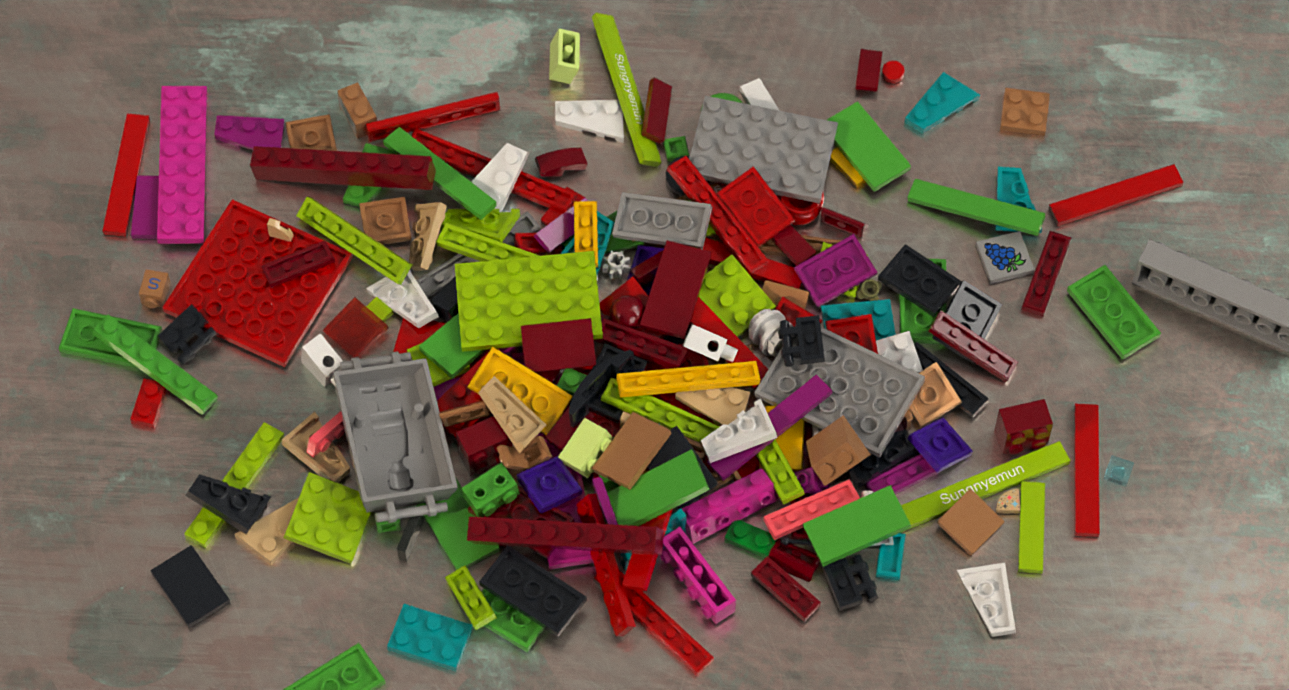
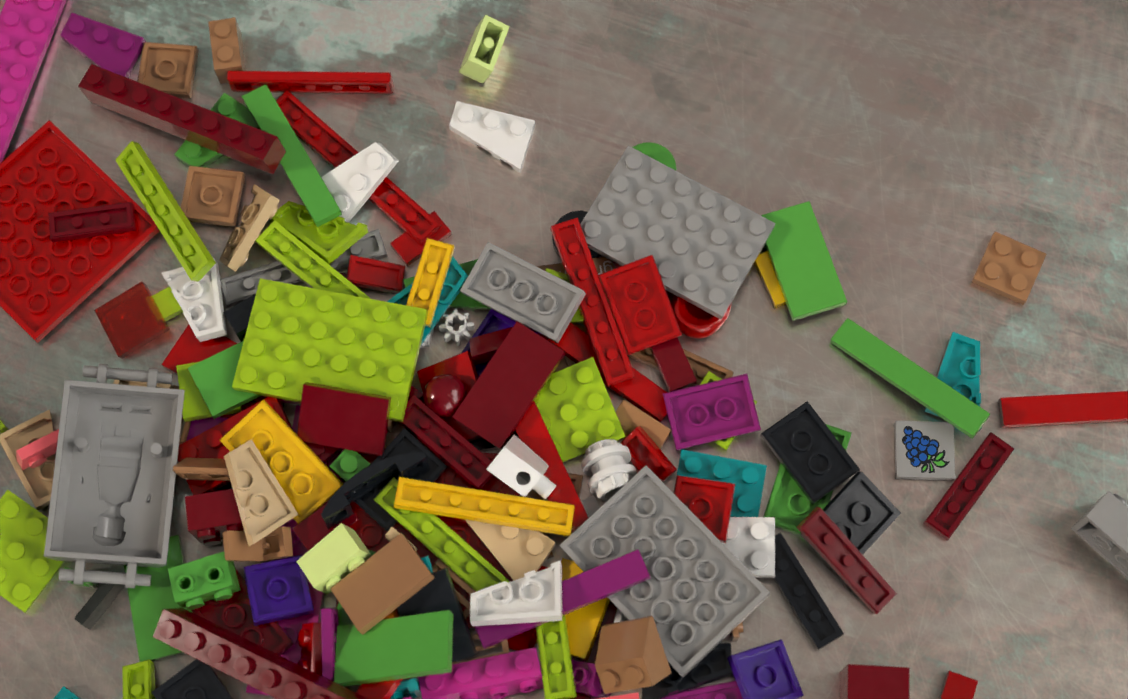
camera: 20 degrees right, 10 degrees up
(278, 231) = (82, 175): tan tile -> none
(321, 360) = (71, 345): white torso -> none
(557, 161) = (435, 177): dark red slope -> none
(557, 231) = (403, 265): tile -> none
(625, 88) = (543, 110): lime tile -> none
(656, 110) = (569, 146): dark red tile -> none
(675, 148) = (577, 197): bright green tile -> none
(757, 95) = (695, 161): white tile -> none
(809, 338) = (644, 502): black plate -> none
(843, 222) = (744, 347): dark red slope -> none
(868, 70) = (837, 163): dark red slope -> none
(874, 285) = (747, 454): olive plate -> none
(893, 72) = (866, 173): red tile -> none
(934, 397) = (780, 612): light nougat plate -> none
(939, 102) = (909, 227): teal wing -> none
(1113, 312) = (1036, 563): bright green plate -> none

